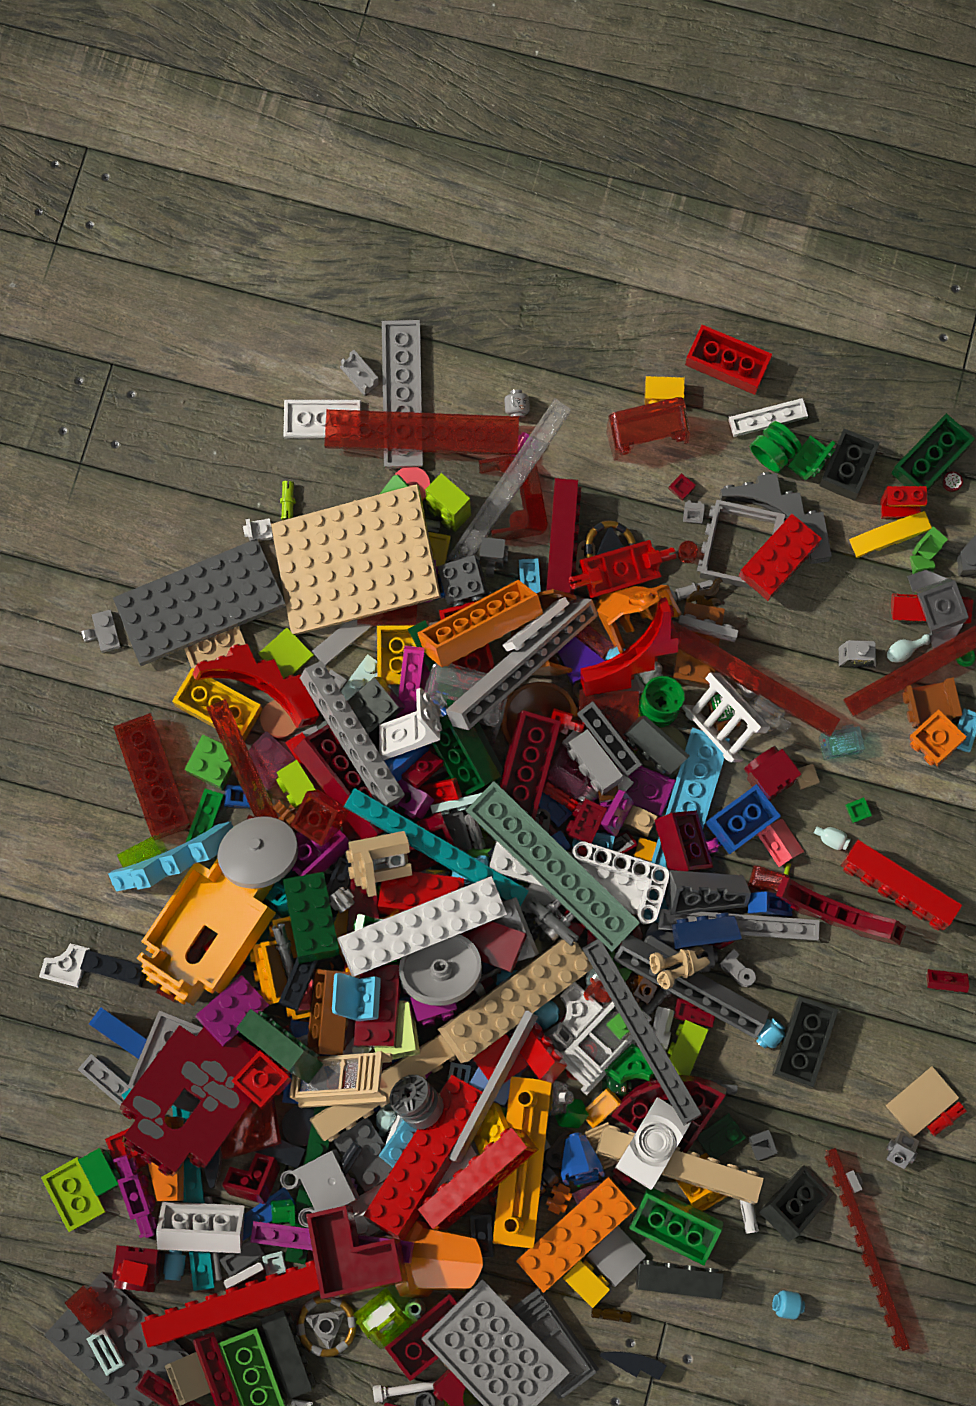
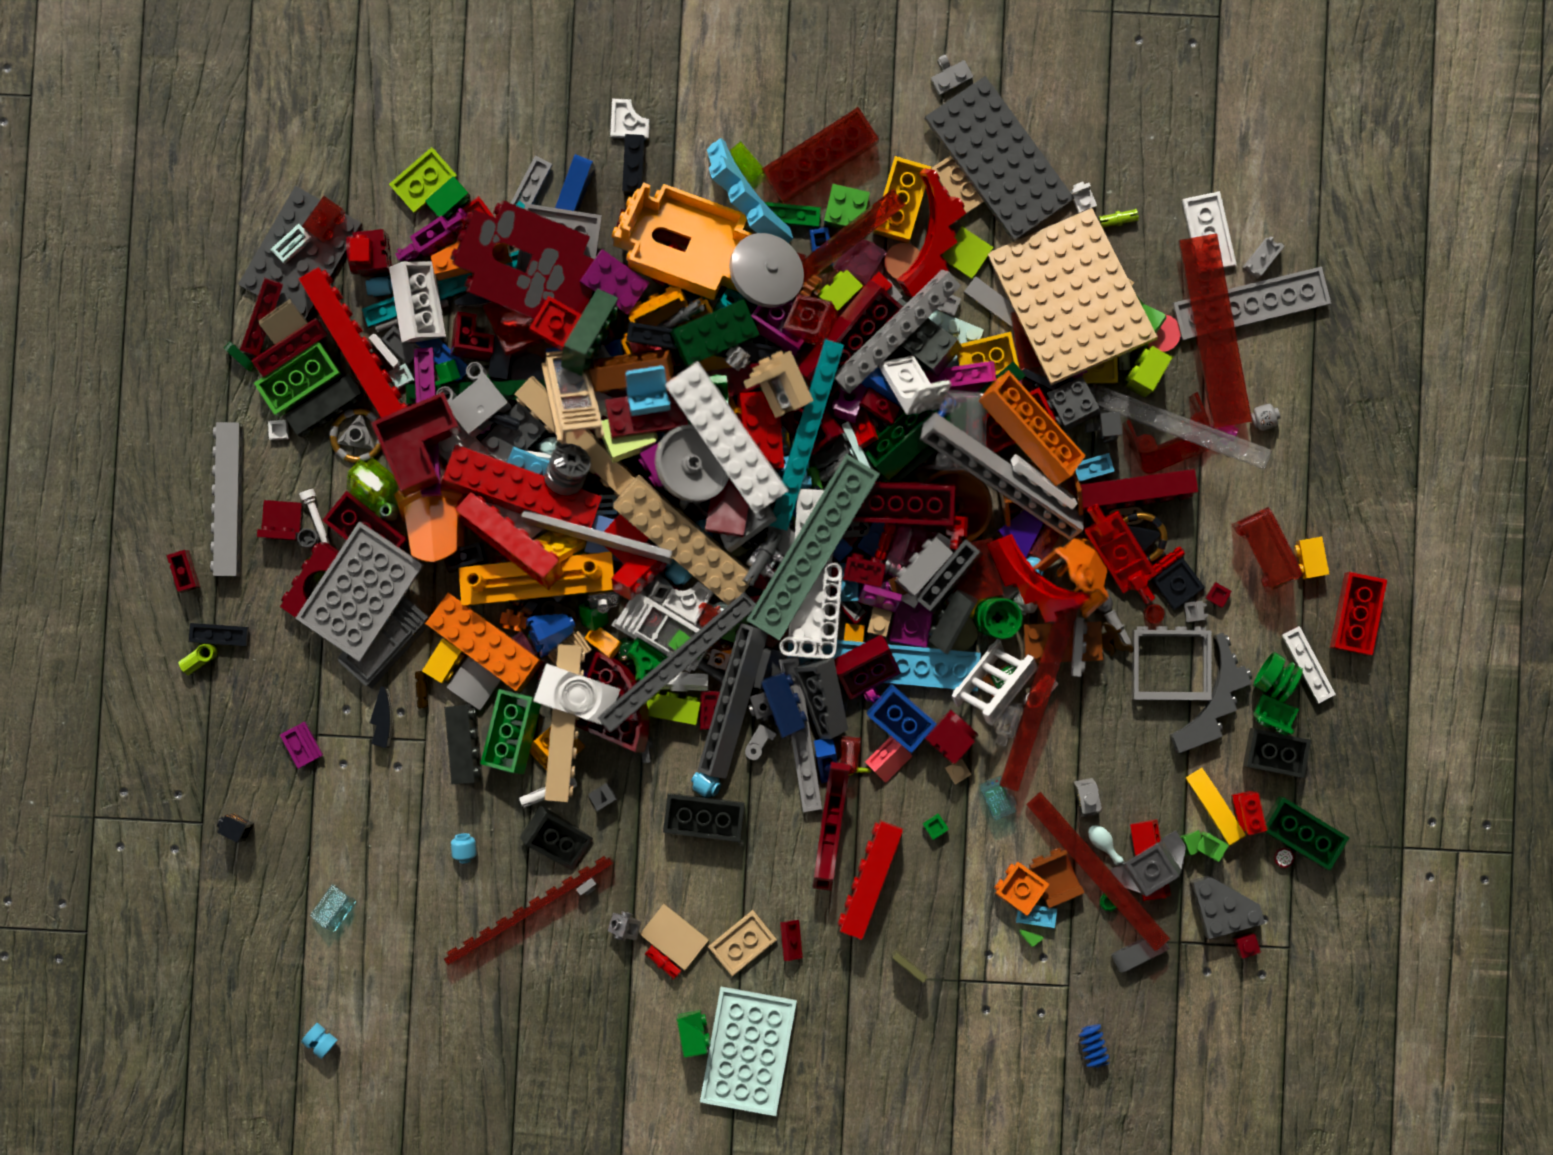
camera: 80 degrees right, 10 degrees up
(432, 610) = (1039, 381): none -> black plate
(637, 526) = (1168, 560): none -> red axle
(662, 523) = (1177, 583): none -> black tile
(689, 965) = (747, 694): tan piece -> none
(720, 1137) = (601, 757): dark green plate -> none
(780, 557) = (1165, 702): red brick -> none
(833, 837) = (903, 807): light aqua plant -> none
(941, 1032) = (742, 943): none -> tan tile

